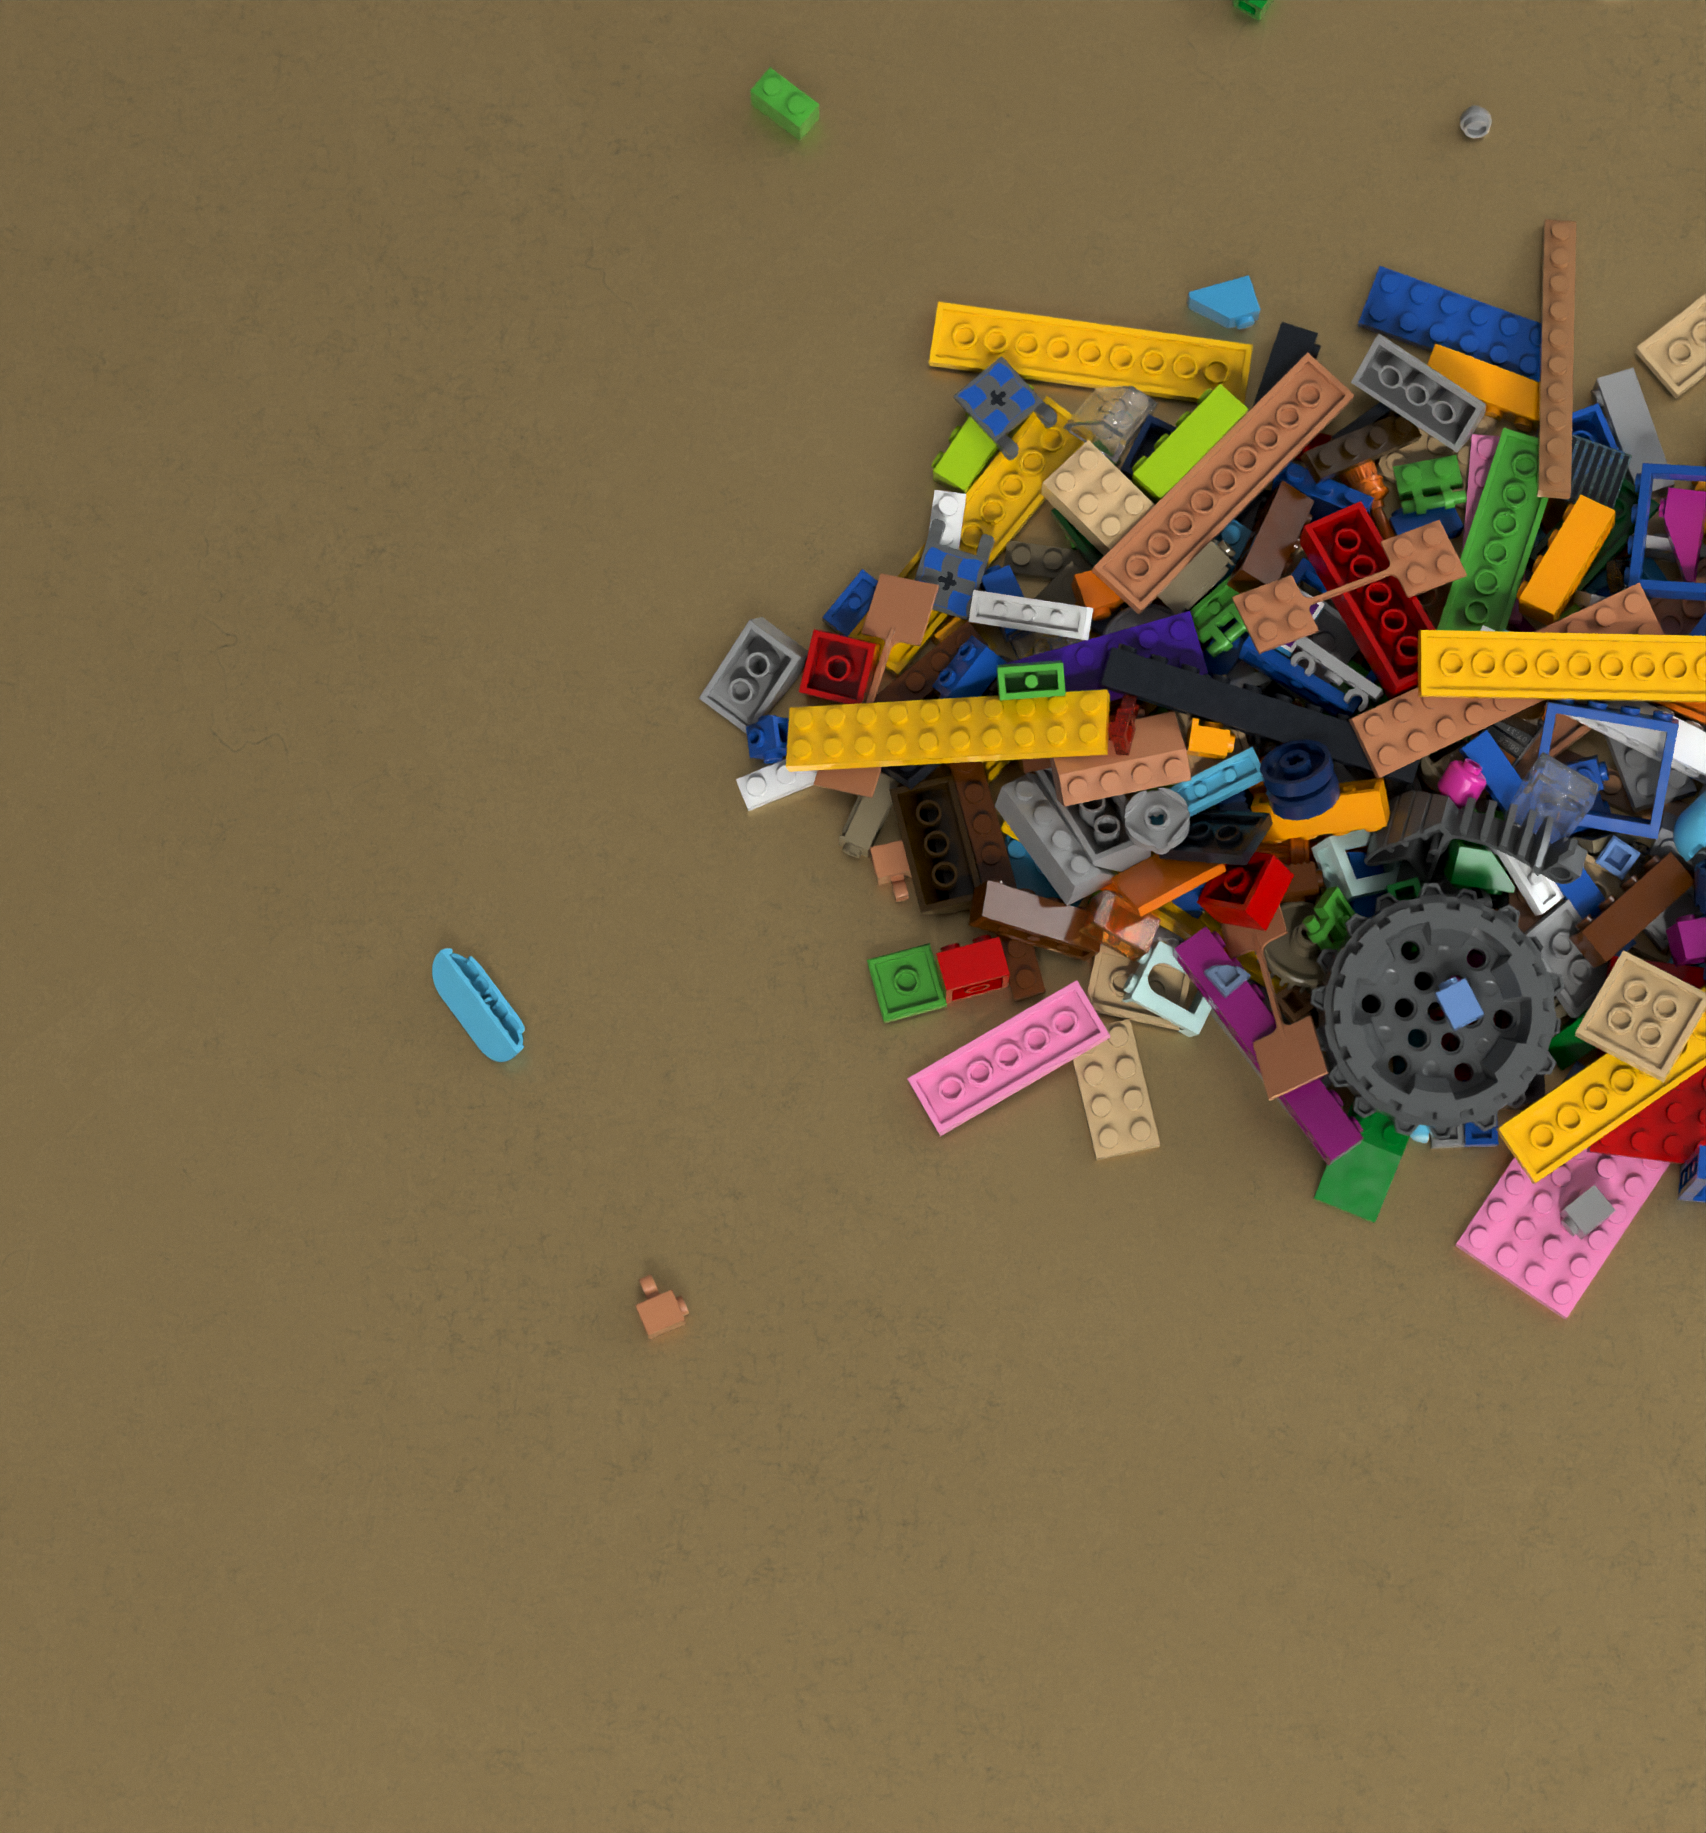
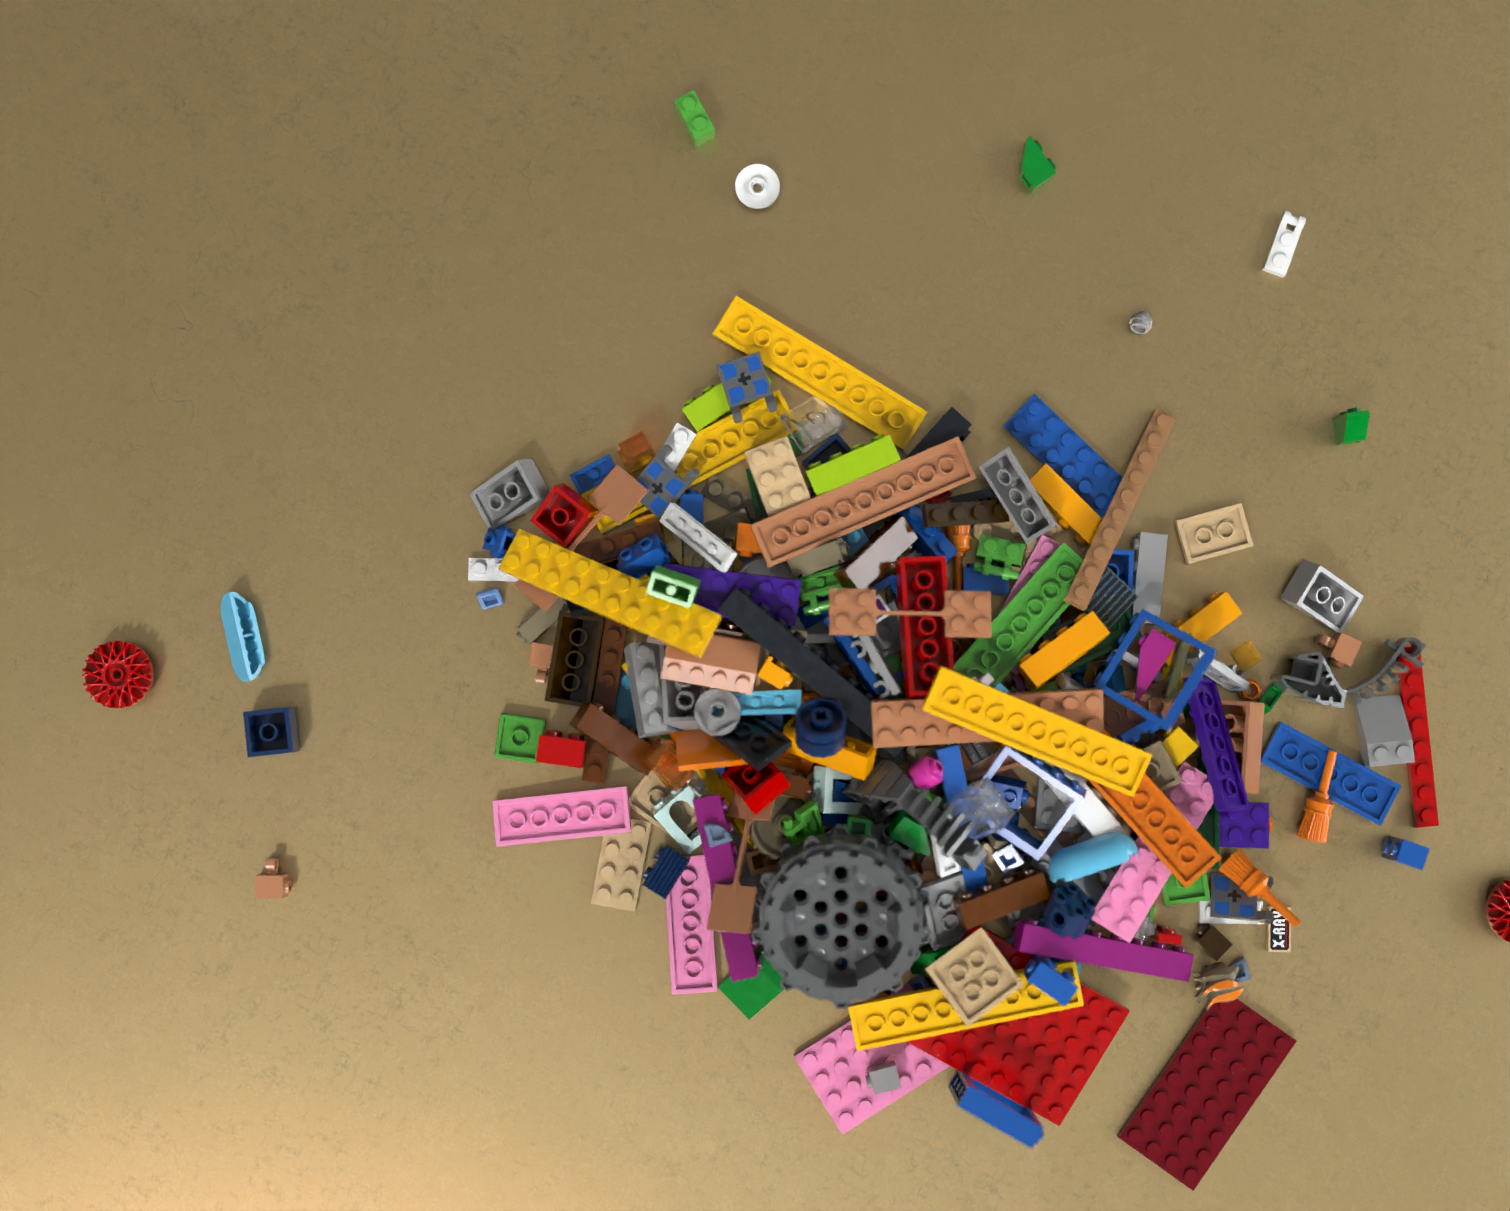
camera: 20 degrees right, 10 degrees up
(340, 1146) = (102, 674): none -> red wheel
(574, 1110) = (271, 731): none -> dark blue brick
(787, 819) = (489, 598): none -> medium blue slope
(896, 546) = (635, 450): none -> clear orange brick
(904, 141) = (757, 175): none -> white dish
(1123, 728) = (718, 645): clear red plate -> none
(1178, 1067) = (665, 871): none -> dark blue brick
(1227, 303) = (924, 377): dark azure slope -> none
(1240, 1129) = (689, 940): none -> bright pink plate
(1458, 1003) = (854, 924): medium blue brick -> none

